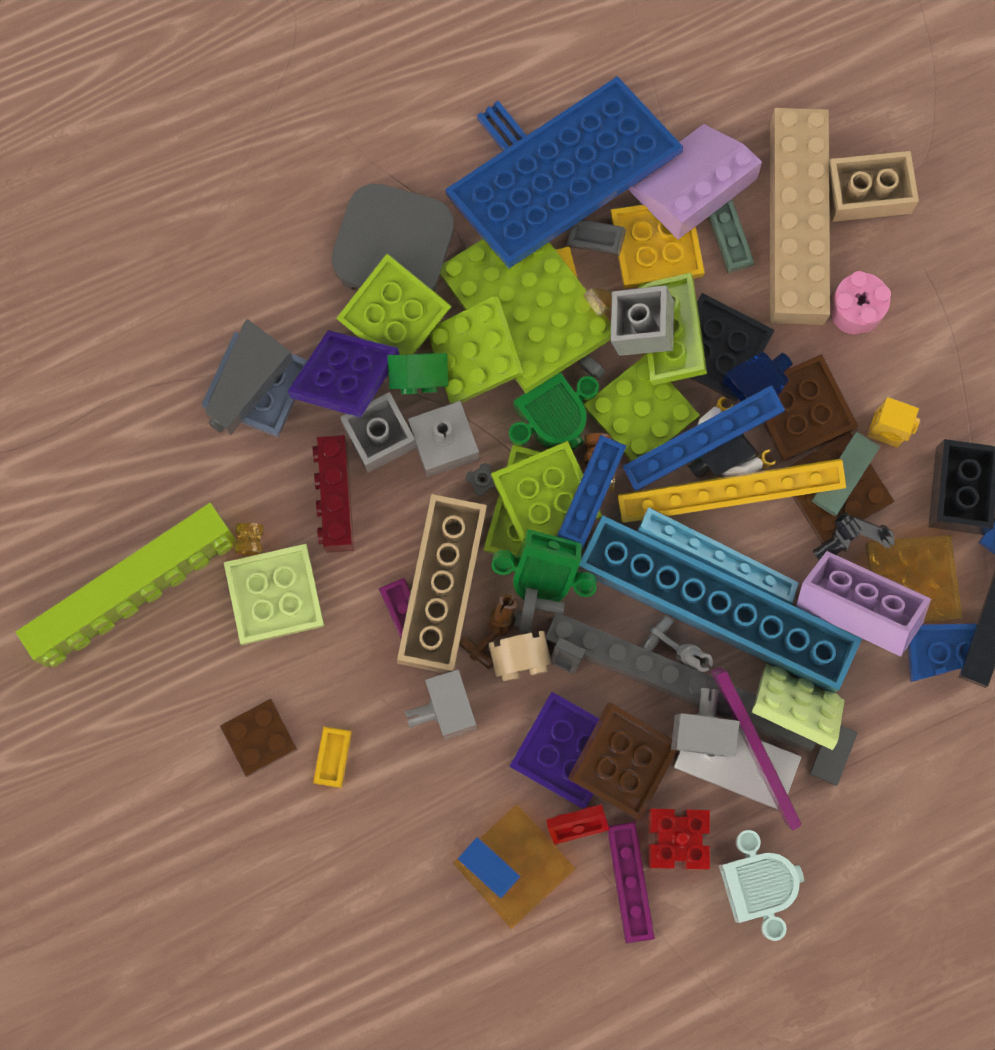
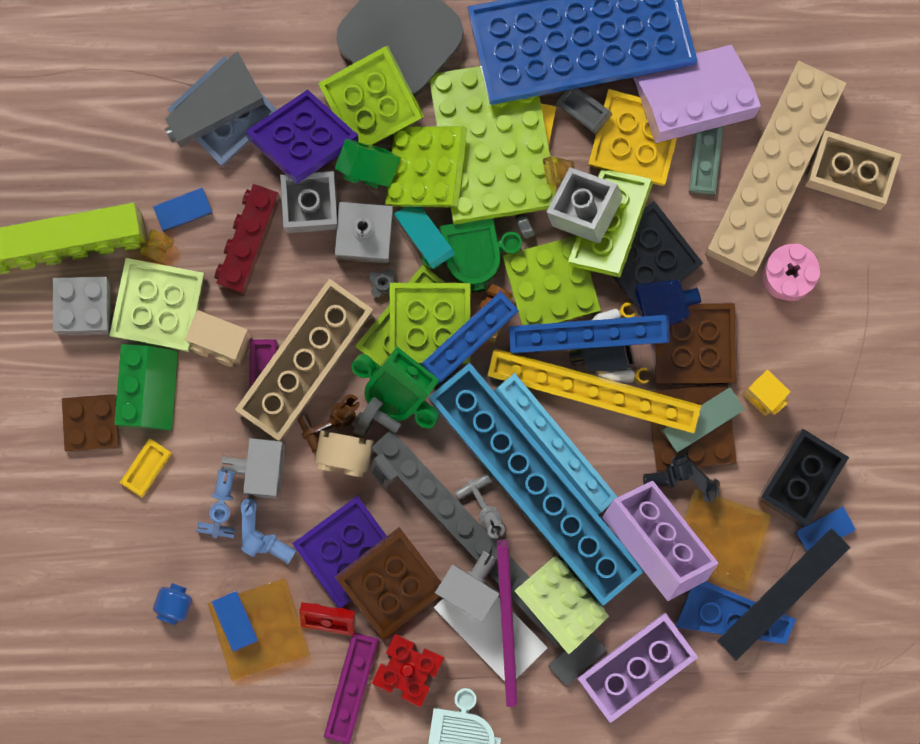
camera: 25 degrees right, 5 degrees up
(200, 627) = (81, 306): none -> light grey brick
(258, 493) = (182, 209): none -> blue tile
(299, 678) = (146, 387): none -> green slope
(349, 599) = (218, 338): none -> tan brick
(419, 879) = (172, 604): none -> blue head
(425, 765) = (219, 511): none -> medium blue pin
(472, 780) = (257, 542): none -> medium blue pin
(503, 415) = (424, 235): none -> teal tile
(897, 736) = (637, 667): none -> lavender brick

